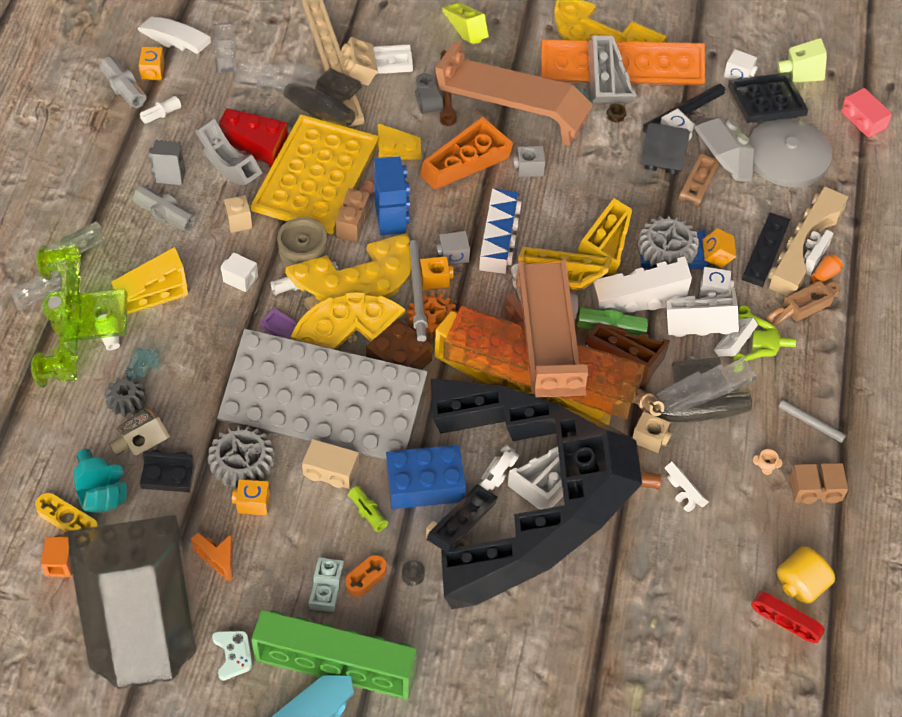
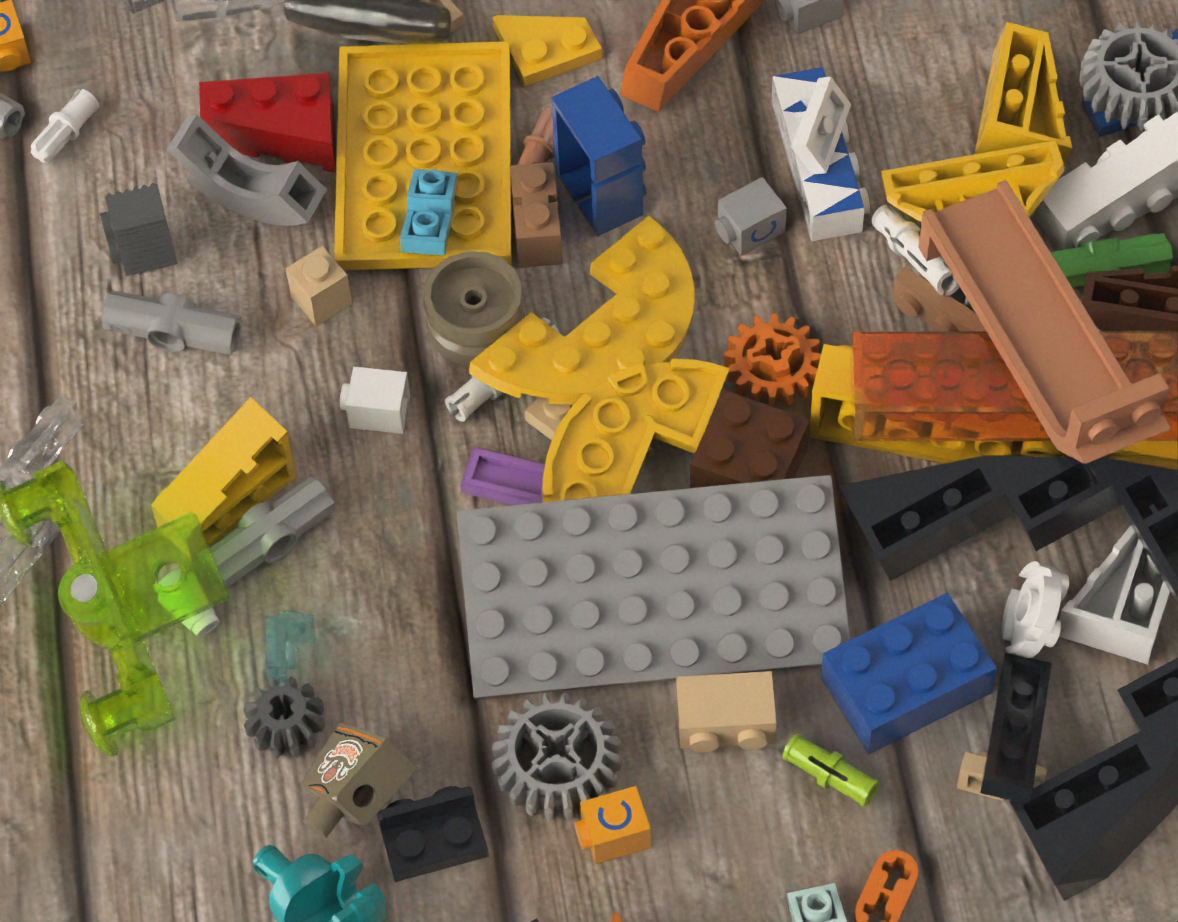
camera: 15 degrees left, 5 degrees up
(161, 313) = (272, 530): none -> light grey piece
(304, 197) = (429, 212): none -> medium azure slope
(418, 579) = (957, 870): clear smoke bush -> none
(419, 320) = (766, 378): light grey bar -> none
(435, 273) = (737, 292): light orange brick -> none
(501, 215) = (820, 125): none -> white plate

